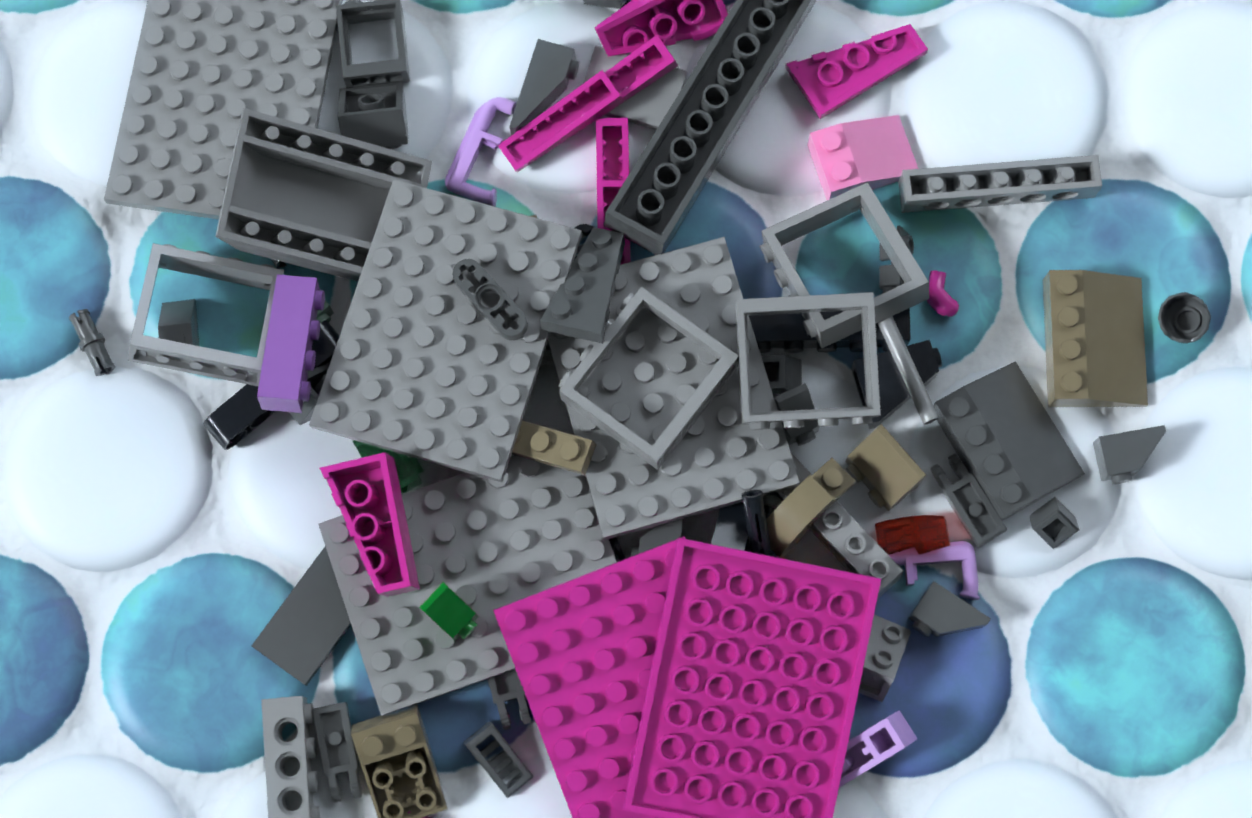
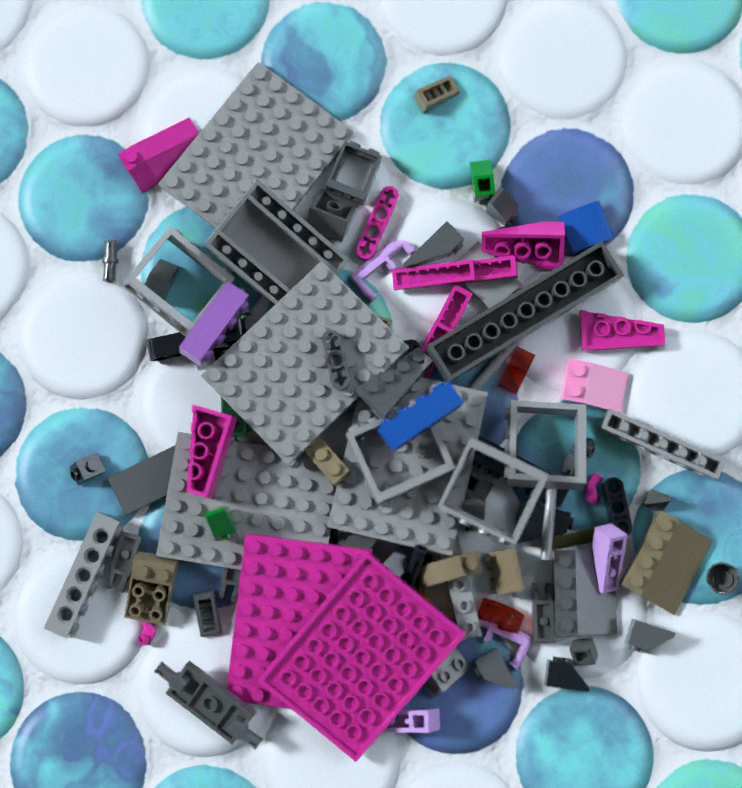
camera: 30 degrees right, 5 degrees up
(78, 164) = (156, 154): none -> dark pink wedge
(214, 649) = (86, 468): none -> bracket
(441, 95) = (377, 223): none -> dark pink beam
(650, 310) = (420, 417): none -> blue brick
(710, 201) = (490, 369): none -> light grey piece
(745, 191) = (516, 370): none -> clear red slope
(957, 371) = (571, 539): none -> olive piece
(984, 285) = (620, 497): none -> black beam
(1014, 370) = (608, 554): none -> lavender slope
(1034, 263) = (656, 500): none -> dark grey slope
(1045, 569) = (563, 675): none -> black slope

